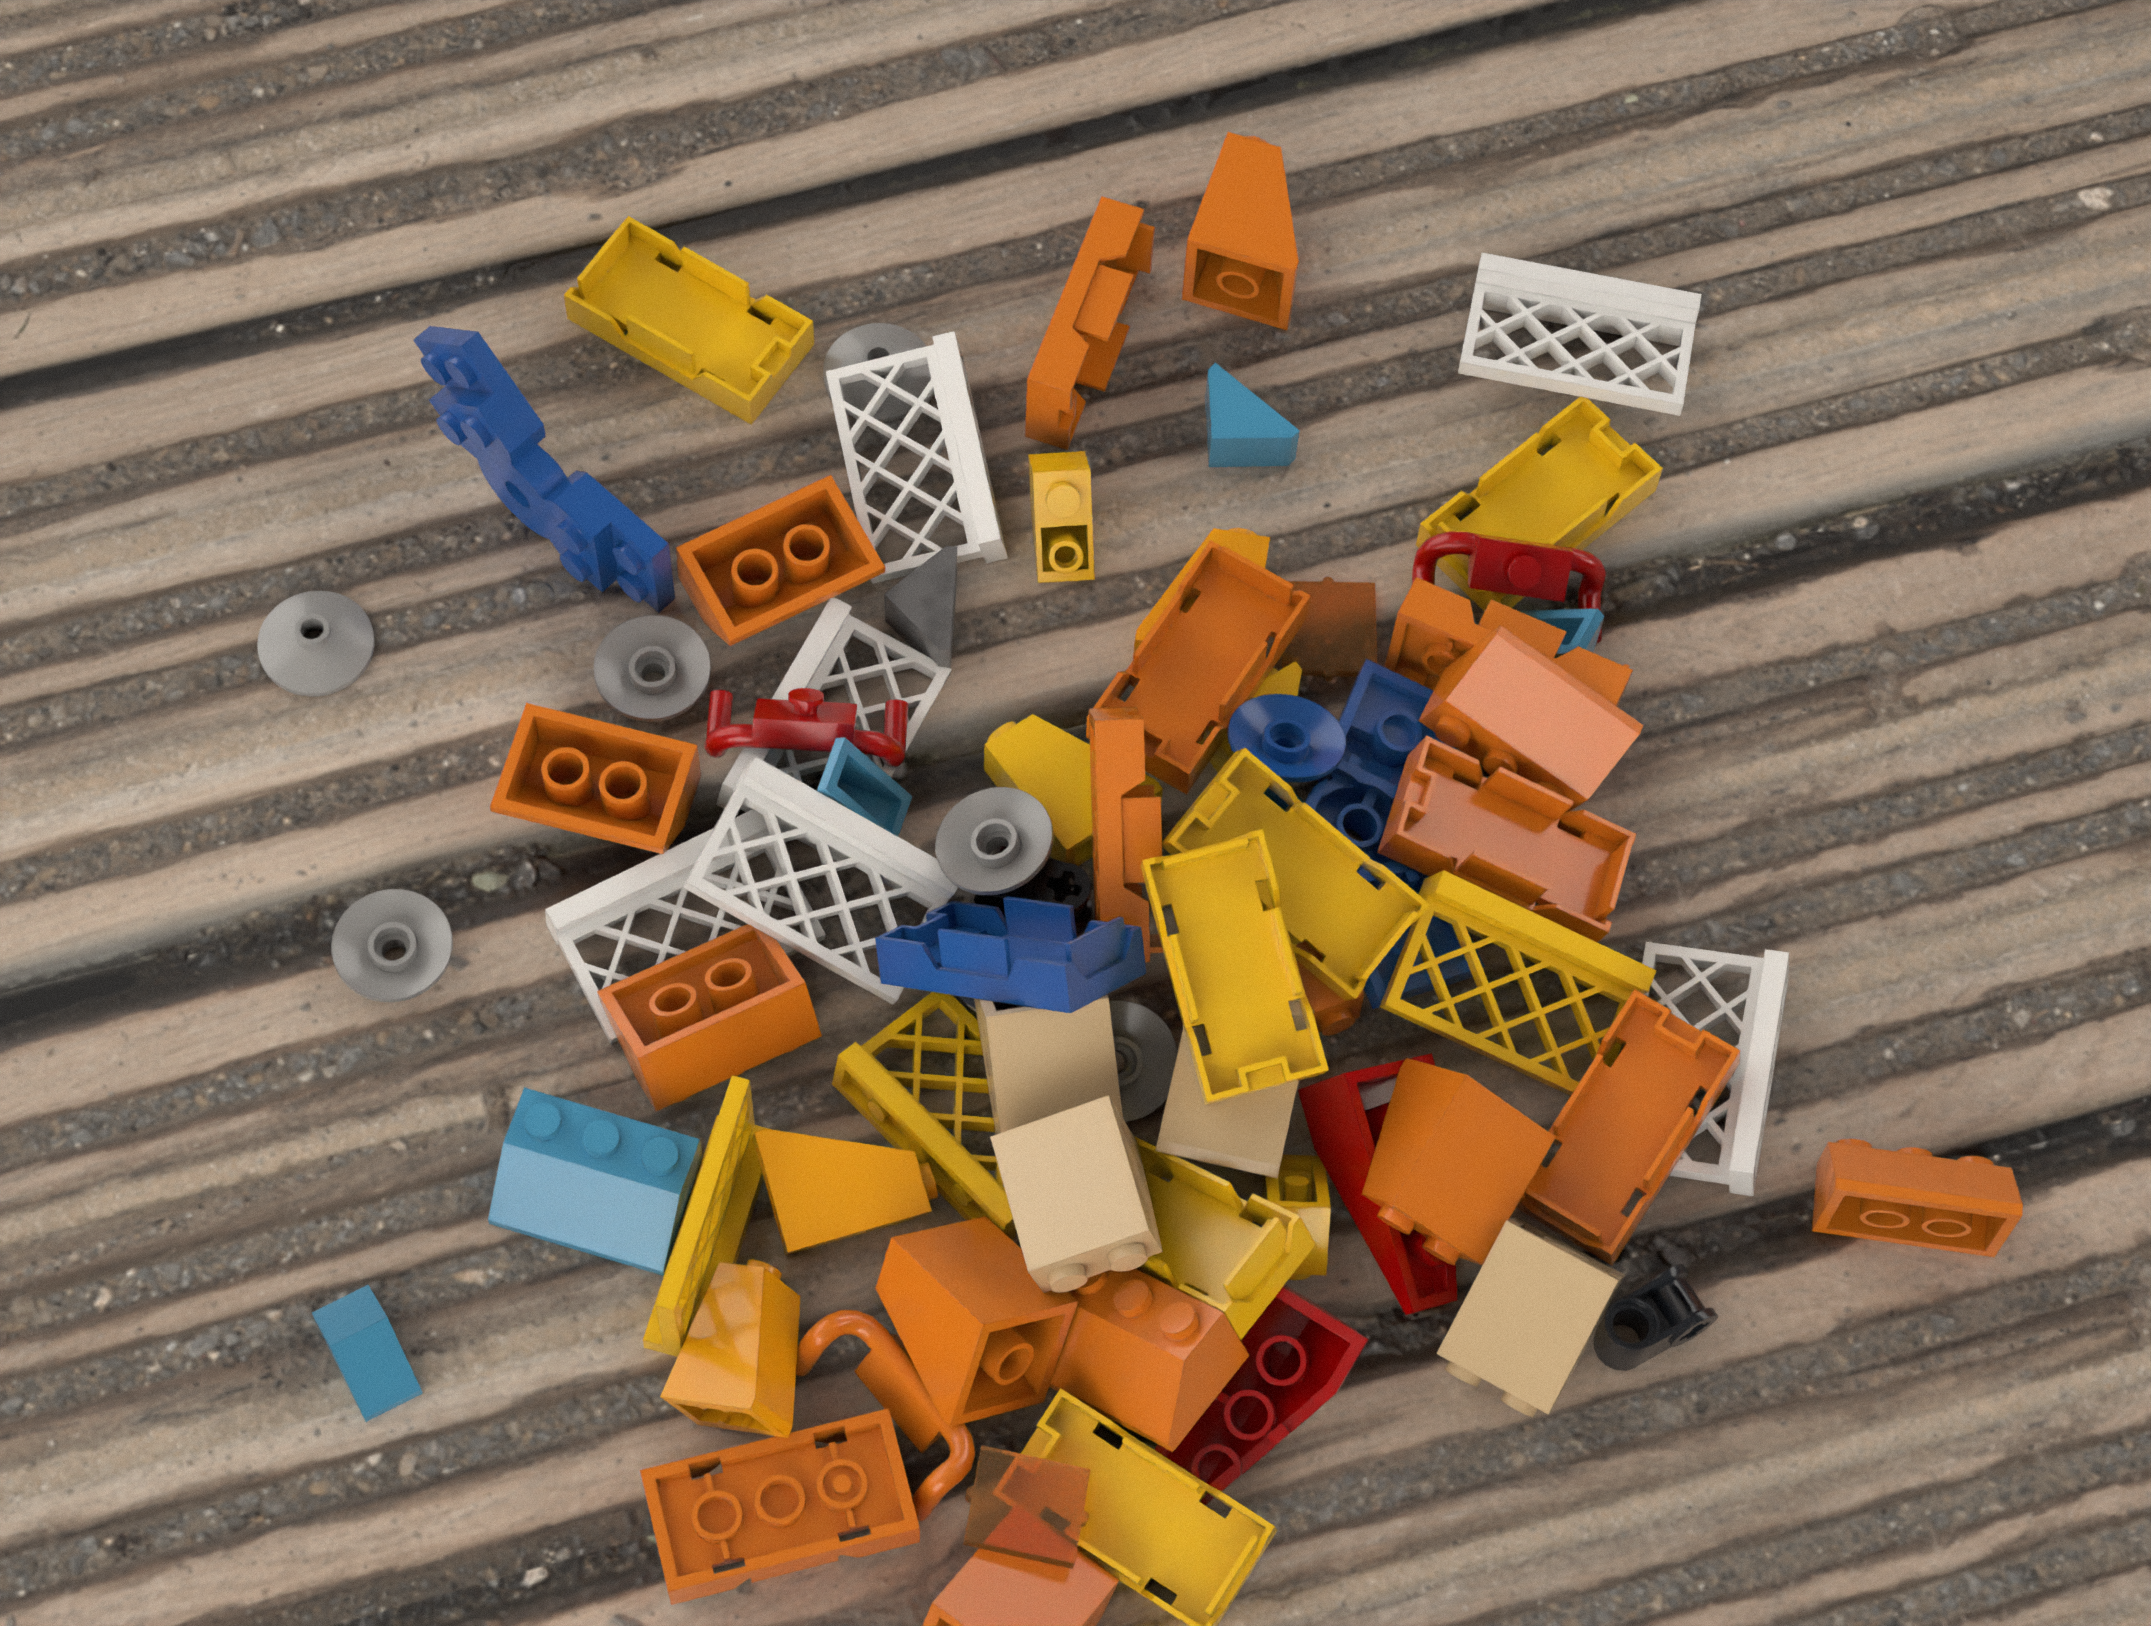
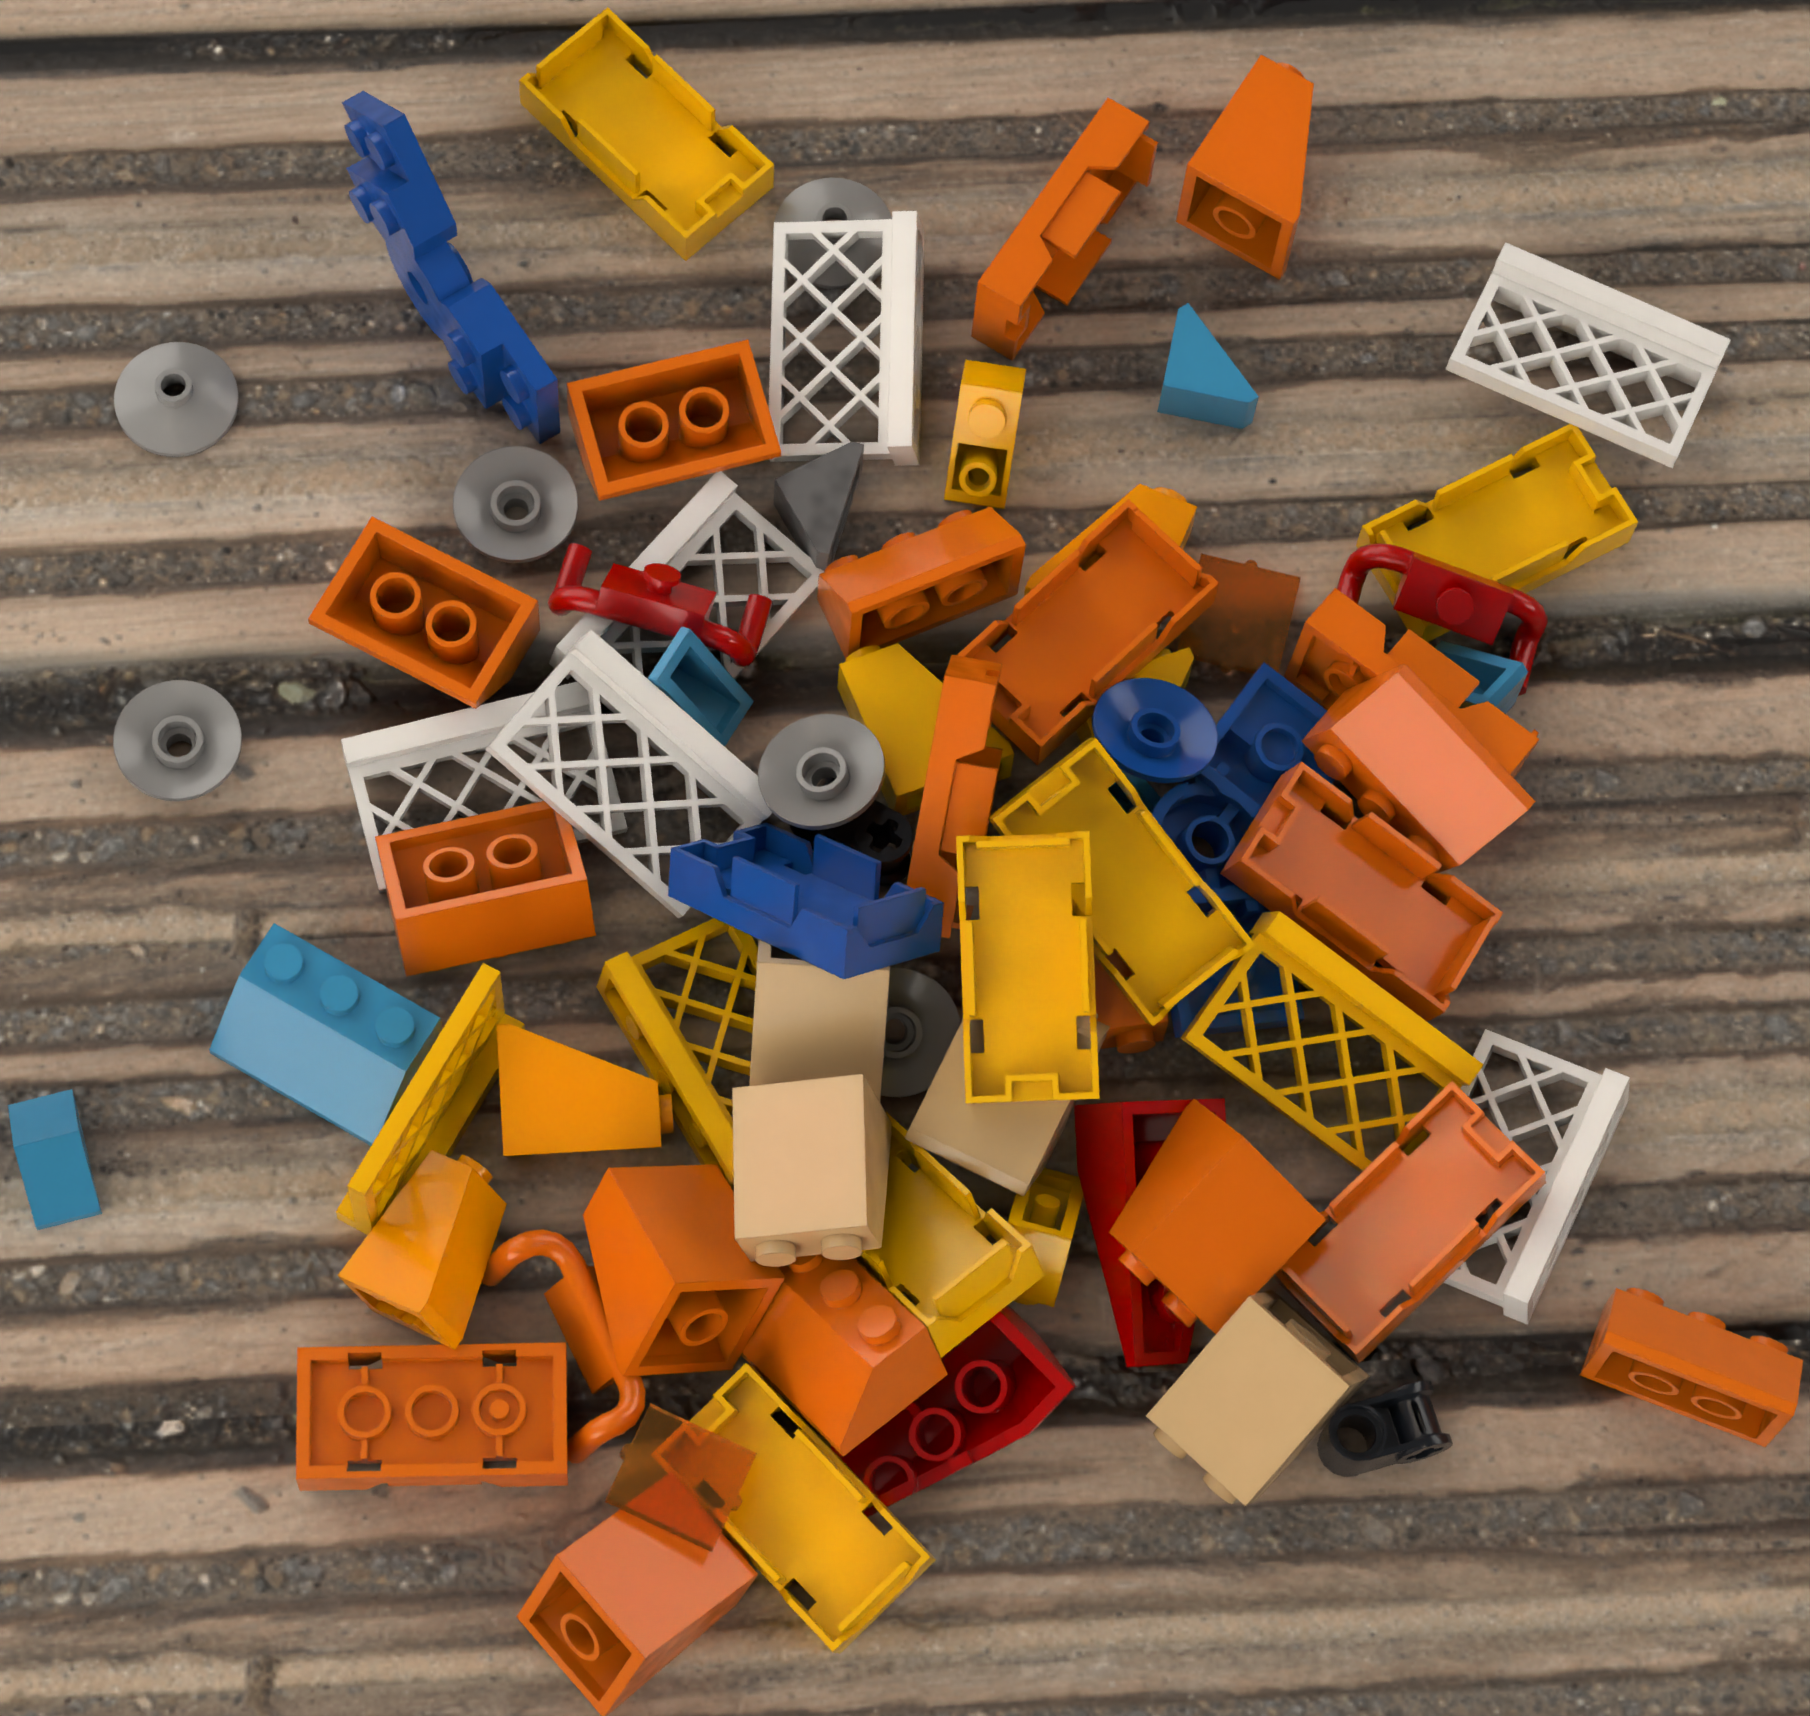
camera: 10 degrees right, 5 degrees up
(1039, 655) = (921, 580): none -> orange slope

